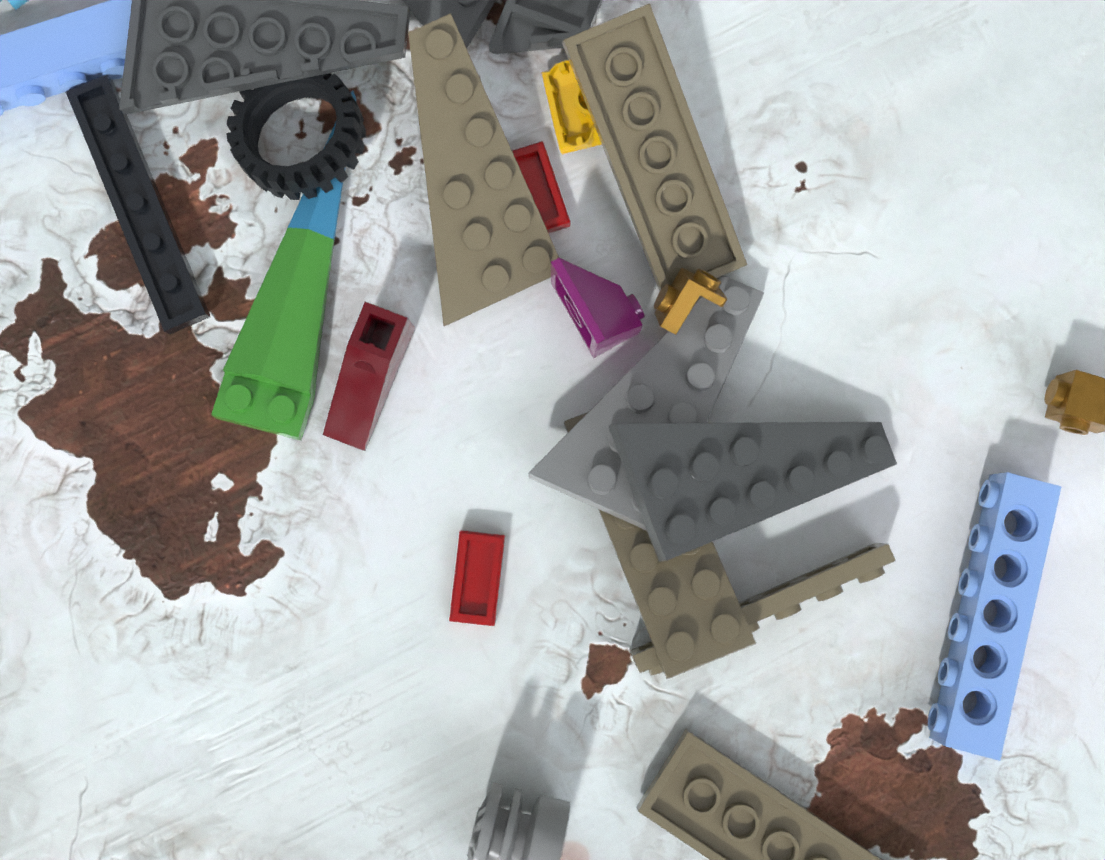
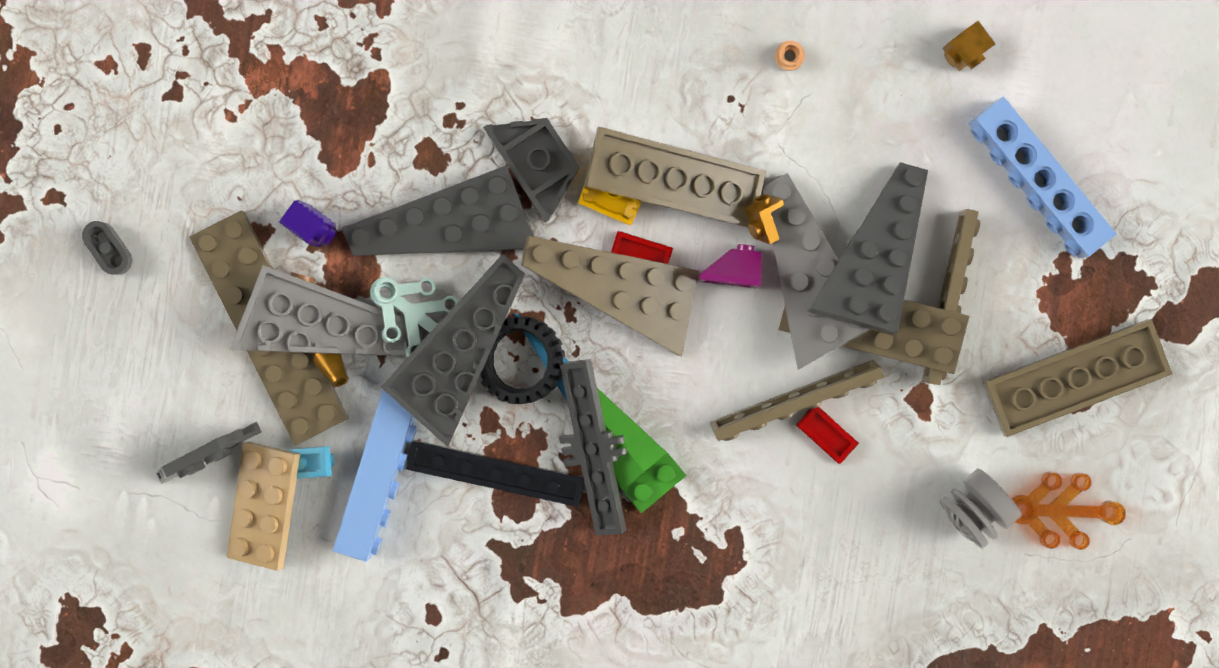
camera: 55 degrees left, 5 degrees up
(248, 293) = (593, 447): none -> dark grey hinge
(367, 374) = (681, 417): dark red slope -> none
(474, 497) = (805, 397): none -> dark tan plate
(915, 187) = (796, 49): none -> light nougat plate

